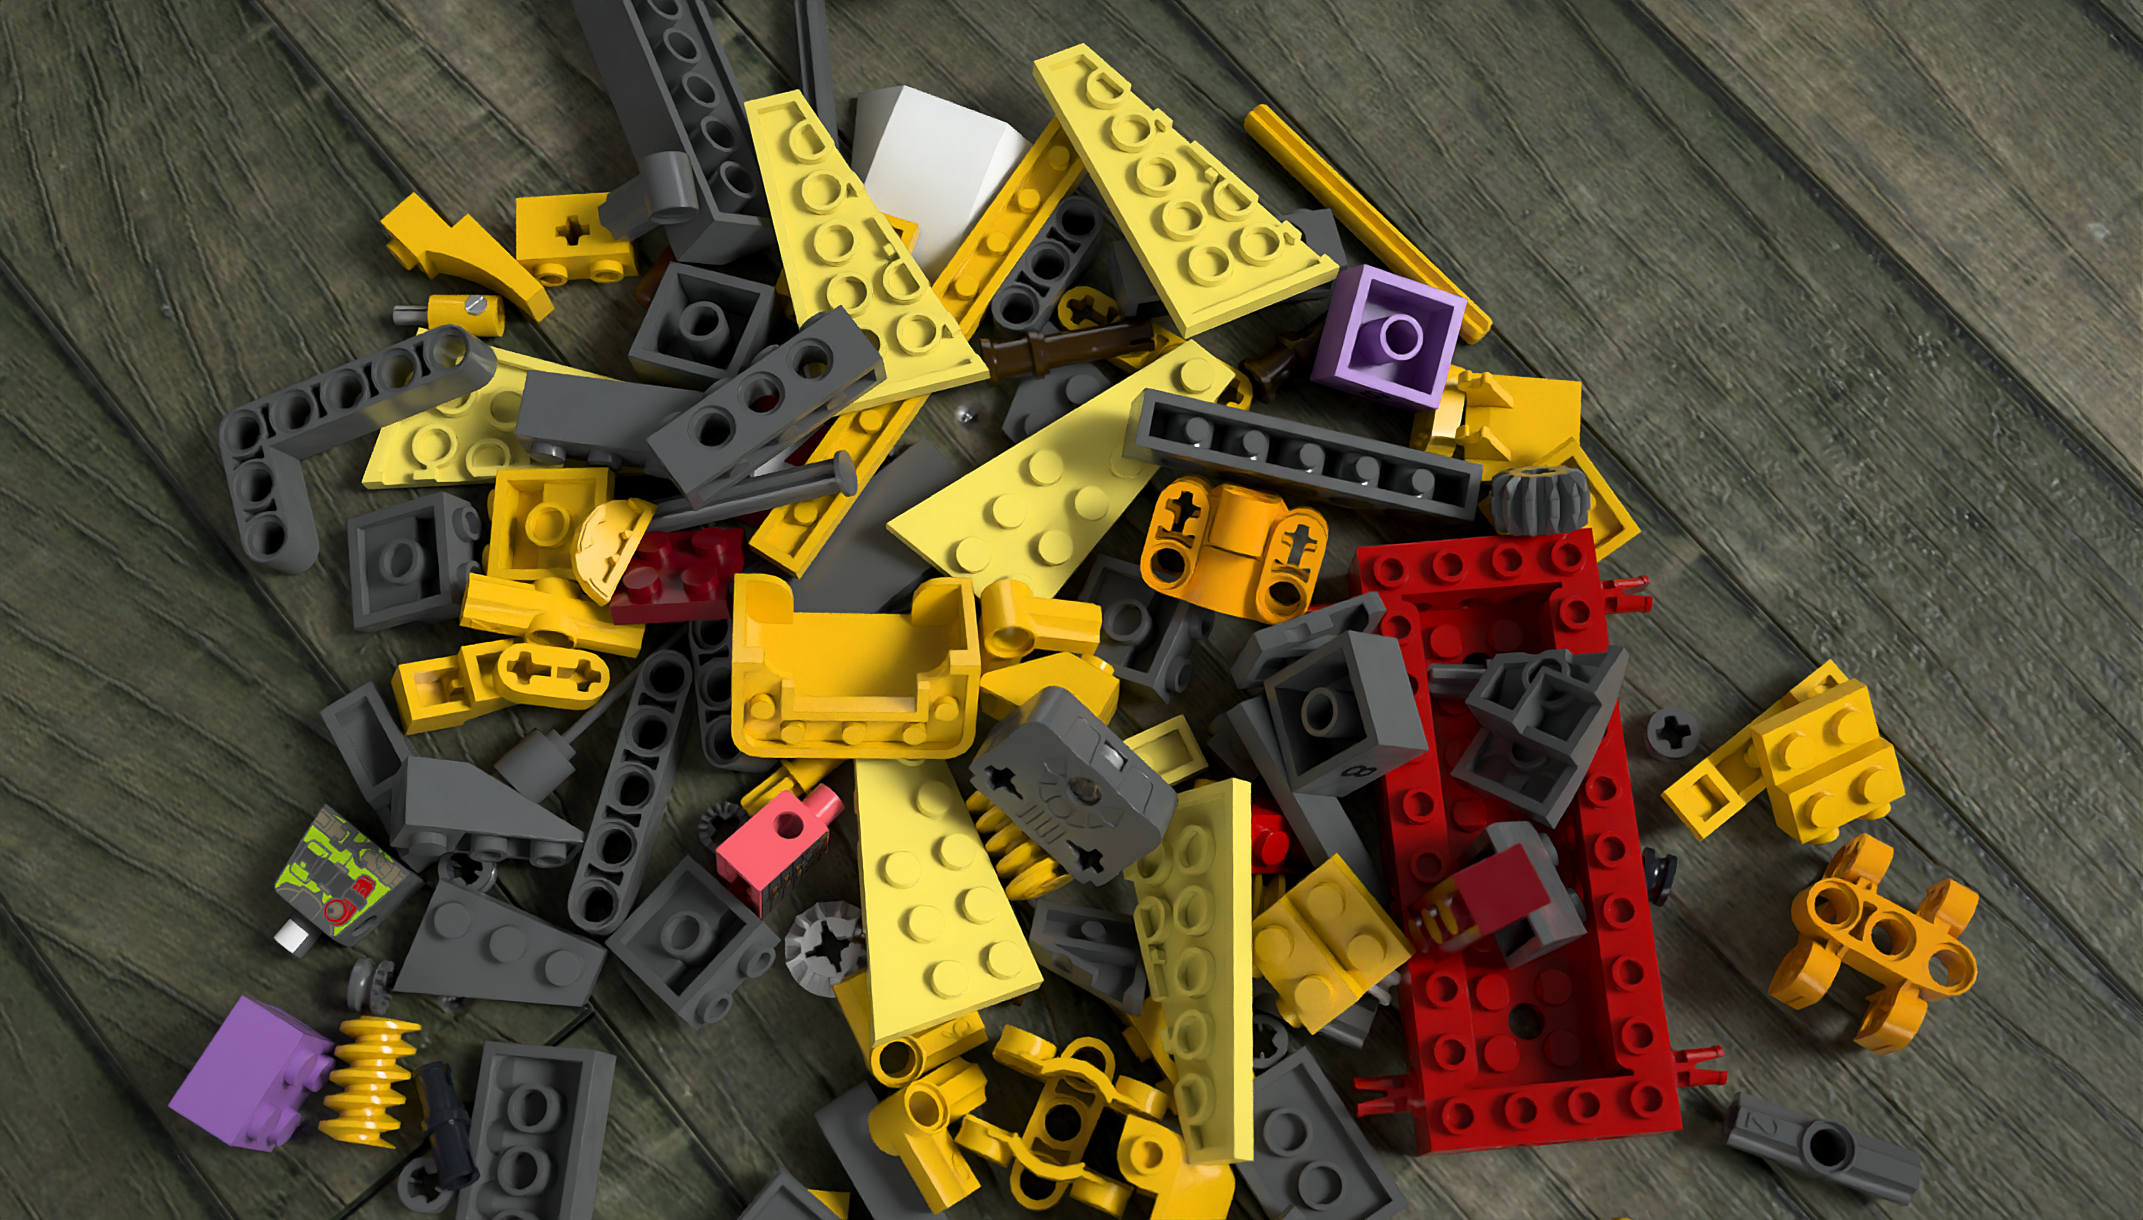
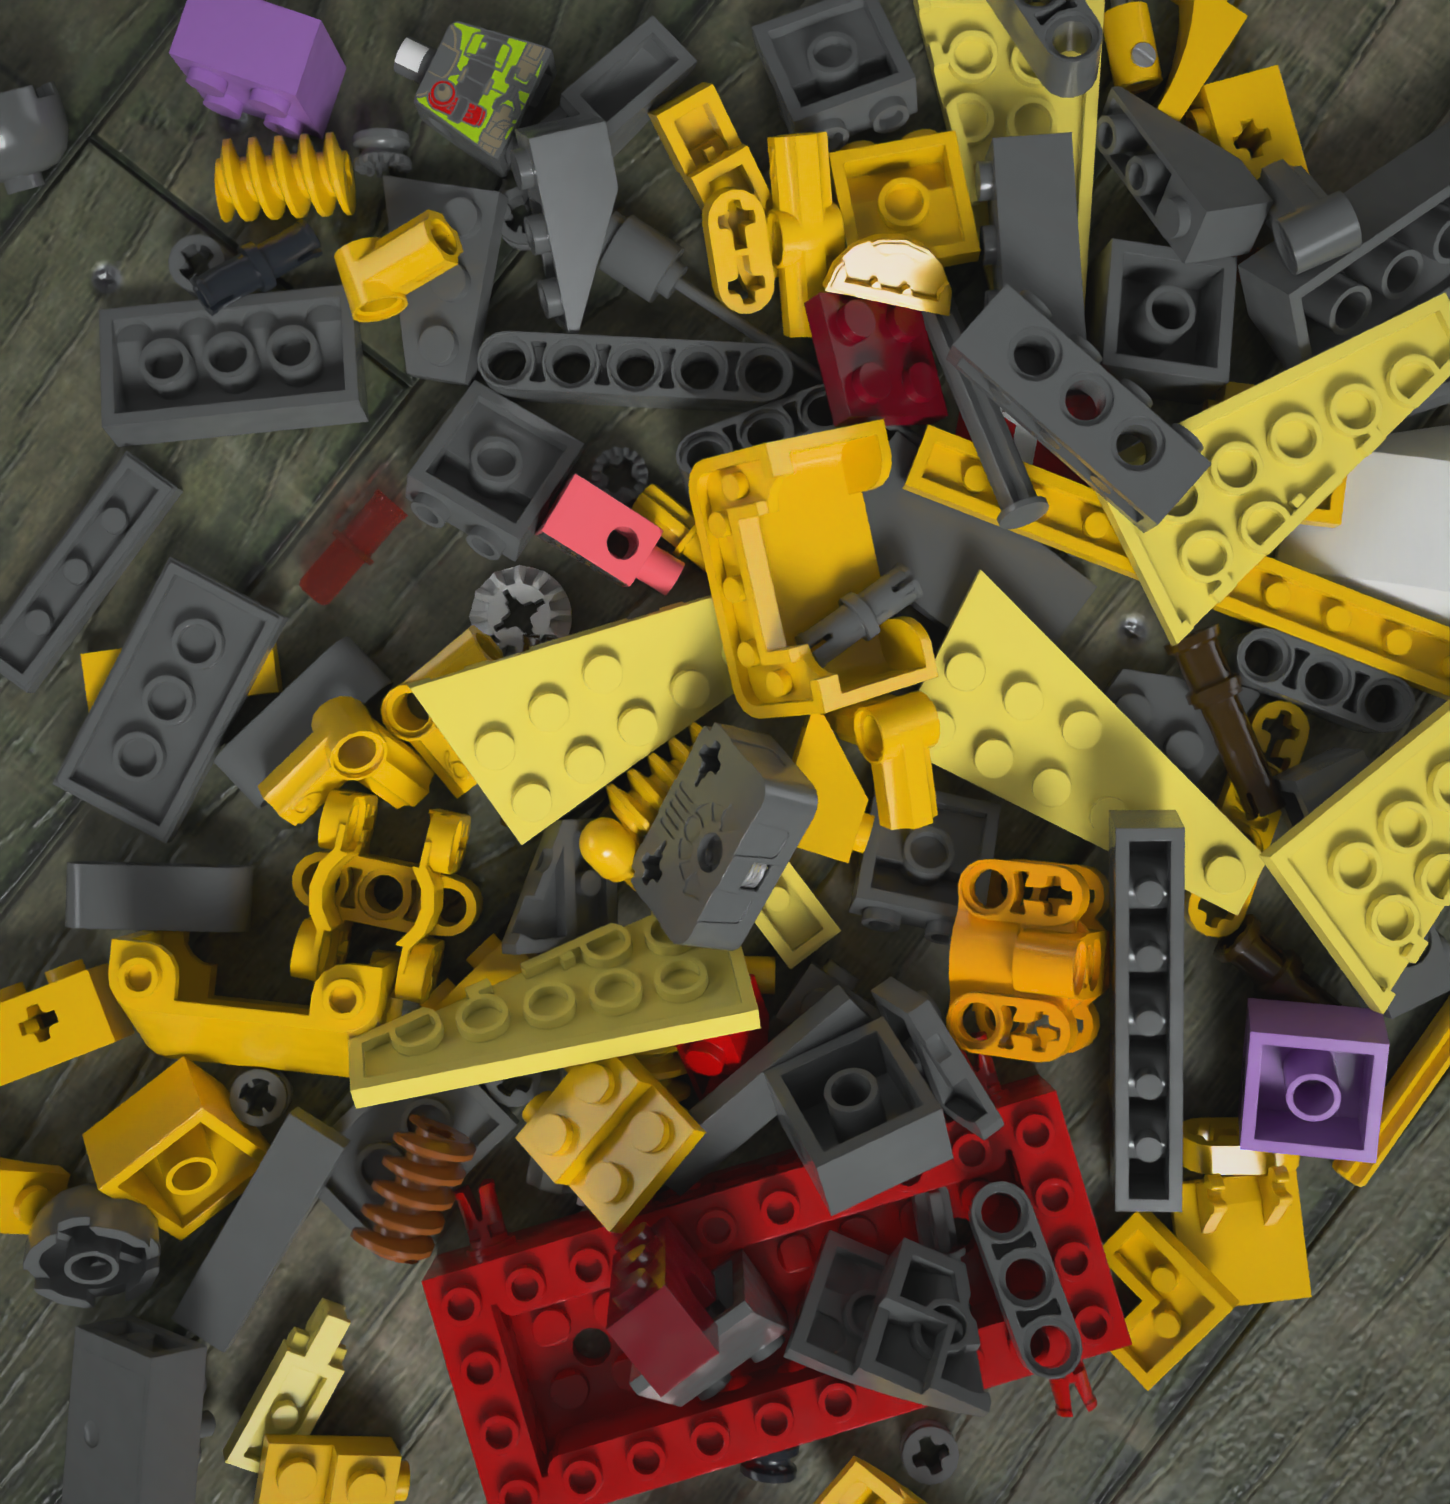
camera: 75 degrees right, 15 degrees up
(482, 1002) = (385, 269): none -> yellow piece
(591, 293) = (1185, 183): none -> dark grey slope
(731, 1093) = (351, 548): none -> clear red axle
(901, 631) = (861, 614): none -> dark grey pin
(1067, 902) = (608, 849): none -> yellow cylinder
(1348, 1147) = (417, 1191): none -> dark orange piece
(1486, 592) = (1049, 1303): none -> dark grey beam
(1539, 500) = (1151, 1283): dark grey gear -> none

